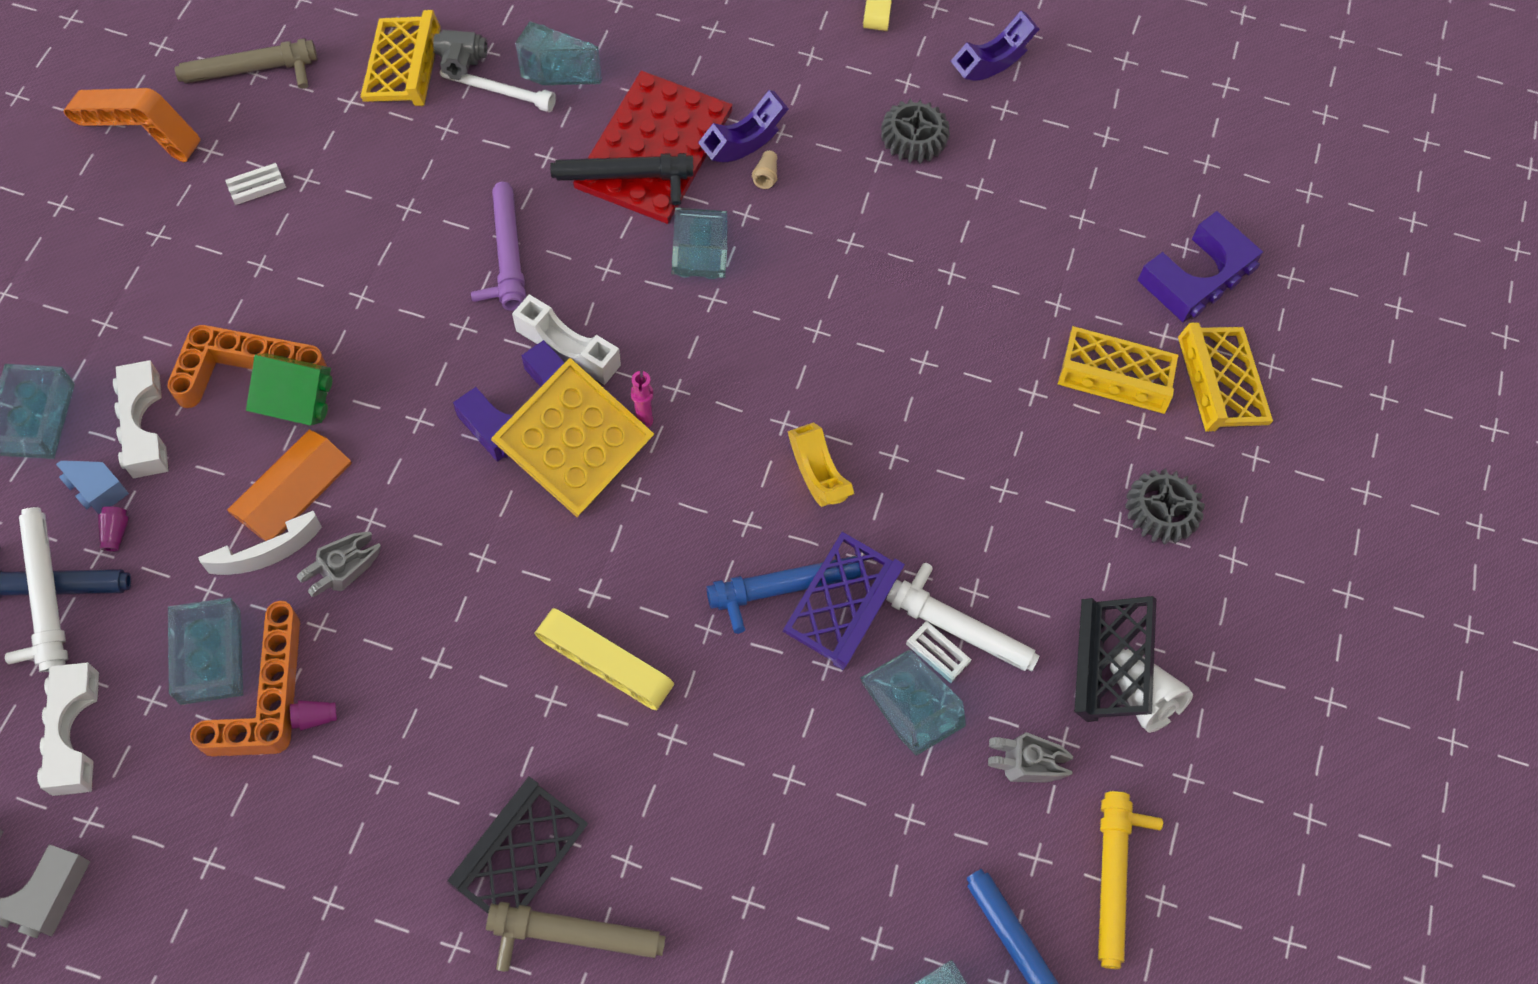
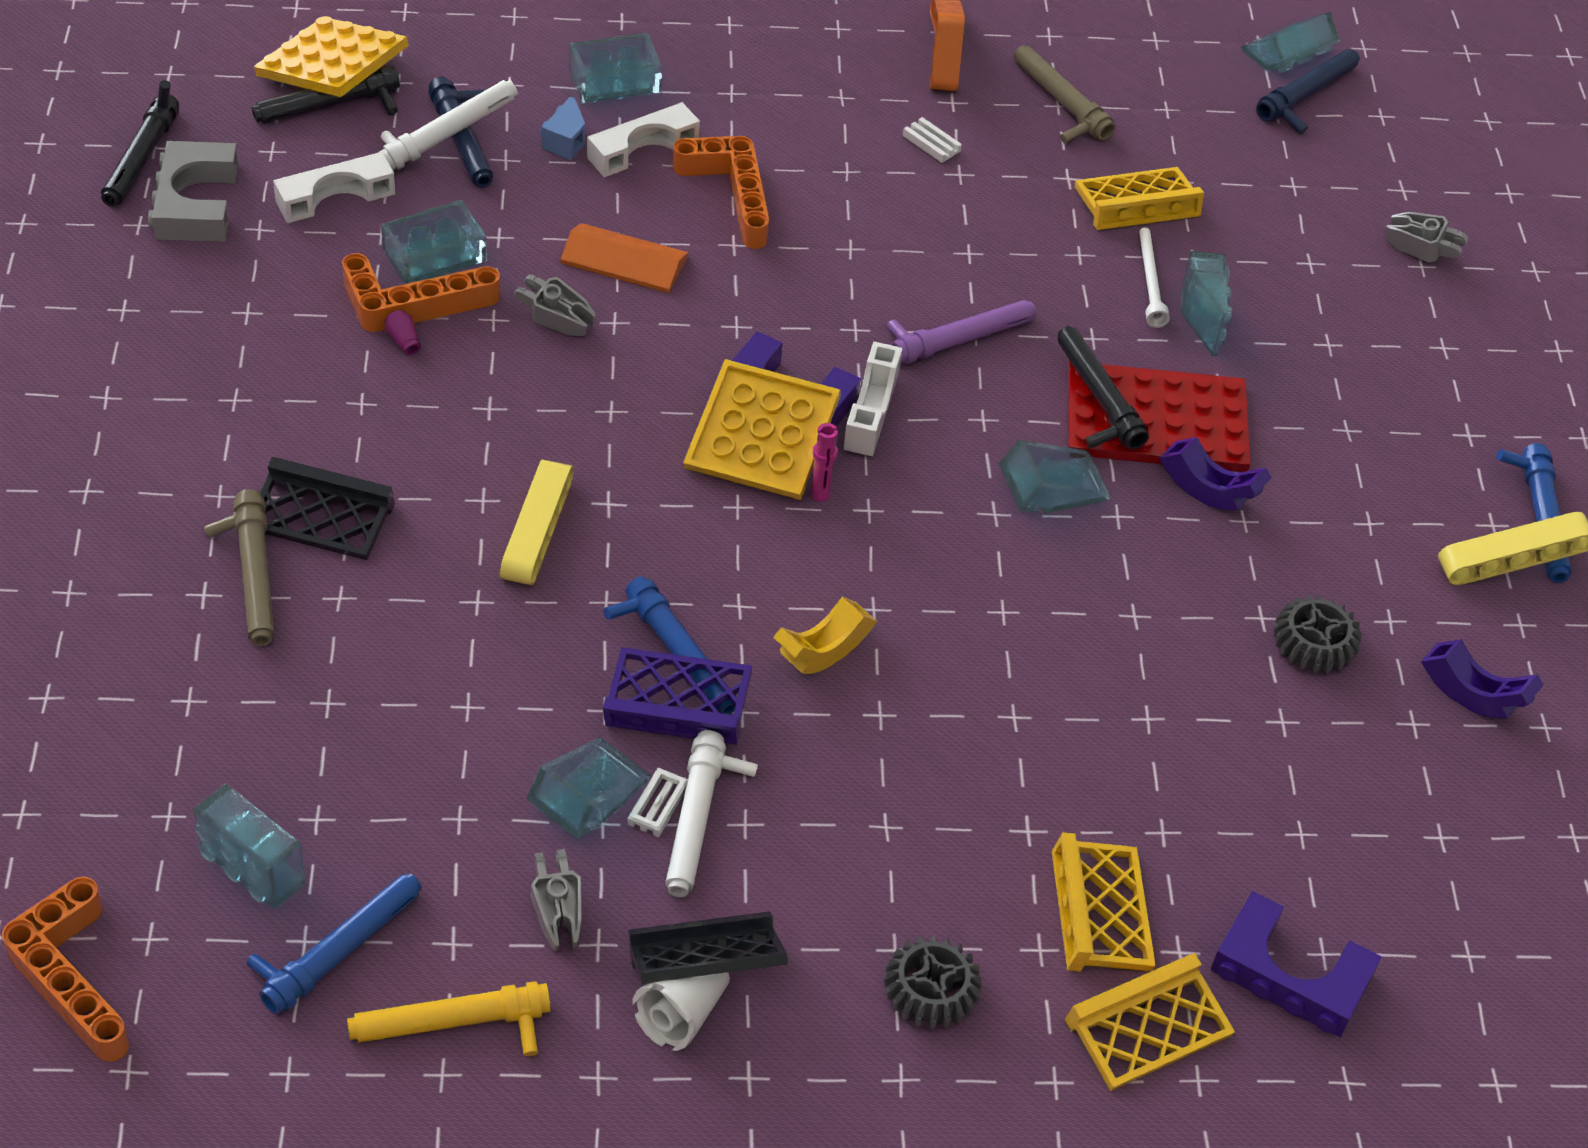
camera: 70 degrees right, 15 degrees down
(112, 525) = (529, 155): magenta cone -> none
(289, 389) = (715, 216): green brick -> none
(300, 532) = (573, 271): white slope -> none
(459, 51) = (1169, 227): dark grey piece -> none
(765, 172) = (1180, 513): tan cone -> none

